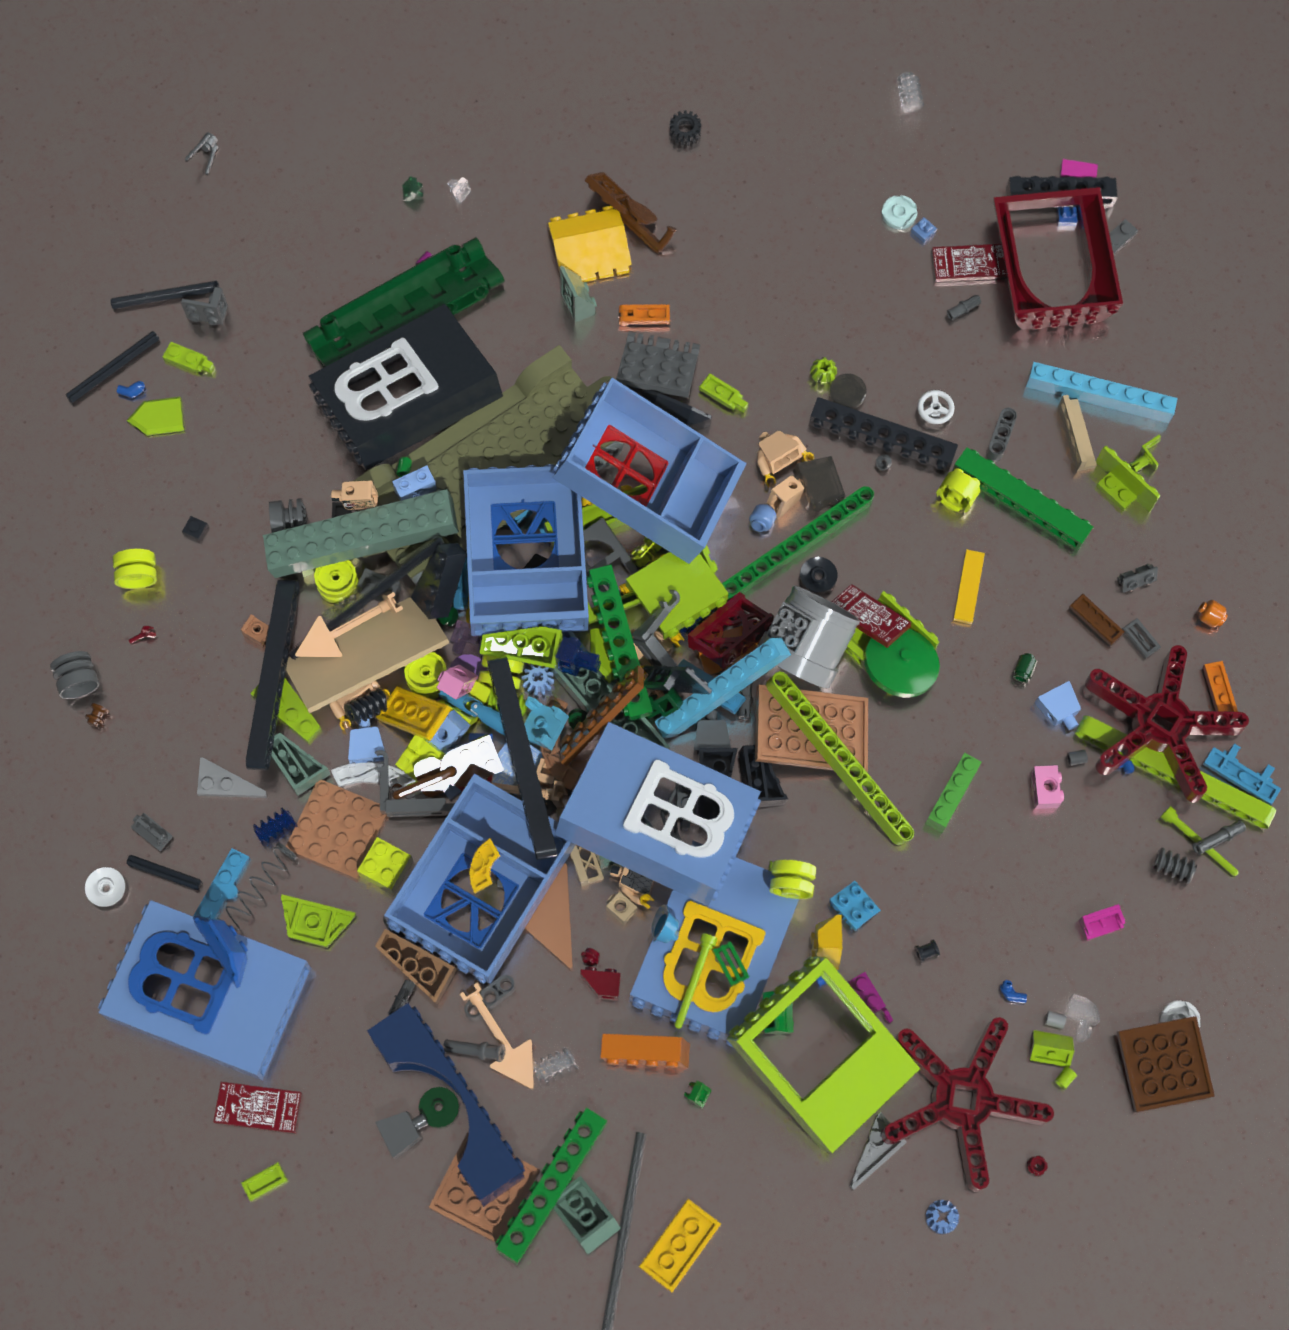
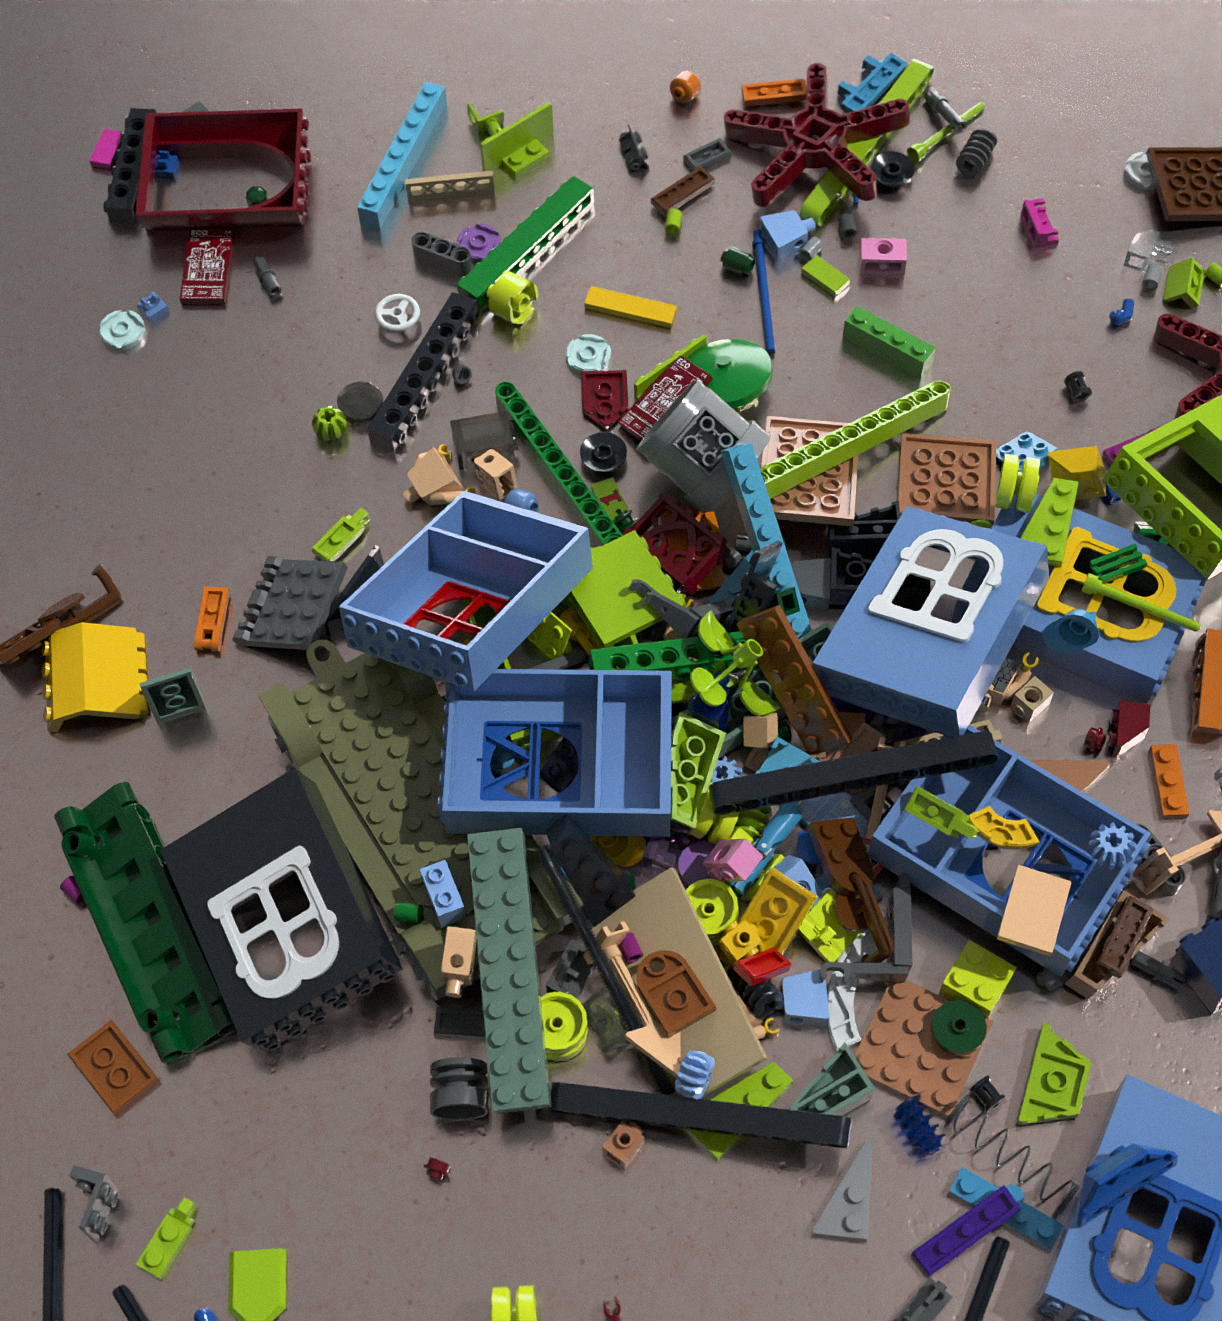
camera: 80 degrees left, 10 degrees down
(195, 528) = (450, 1235): black plate -> none
(203, 859) = (966, 1230): none -> dark purple tile
(238, 514) = (437, 1168): none -> dark red plate
(295, 665) = (695, 1074): none -> light blue gear
(301, 307) = (113, 1068): none -> dark orange tile
(301, 873) = (989, 1103): none -> black bush
(350, 860) = (955, 1040): none -> dark green plate
(354, 647) = (674, 992): none -> dark orange tile
(378, 707) = (762, 966): none -> red tile
(392, 620) = (630, 948): none -> magenta hinge
(397, 692) = (731, 943): none -> yellow brick
(414, 963) = (1124, 937): none -> reddish brown plate
(419, 888) = (1034, 910): none -> light nougat tile
(479, 944) = (1122, 846): none -> light blue gear
(489, 819) = (940, 814): none -> lime hinge
(560, 1014) = (1169, 781): none -> orange plate
(567, 701) = (760, 730): none -> light nougat panel
(578, 643) = (745, 656): none -> lime plant
(754, 594) = (624, 519): none -> dark green wheel
(761, 910) = (1053, 519): none -> lime wing
(776, 585) = (609, 497): none -> lime tile
(826, 838) = (948, 476): none -> nougat plate
(876, 573) = (604, 395): none -> dark red tile
(916, 558) = (588, 354): none -> light aqua tile
(1021, 462) = (479, 240): none -> medium lavender tile
(1021, 741) = (825, 276): none -> lime tile
(1044, 288) = (256, 195): none -> dark green tile
(1047, 685) = (758, 245): none -> blue bar
(1047, 728) = (811, 249): none -> light grey hinge
(1062, 614) = (673, 221): none -> lime hinge
(1148, 785) = (893, 168): none -> black dish

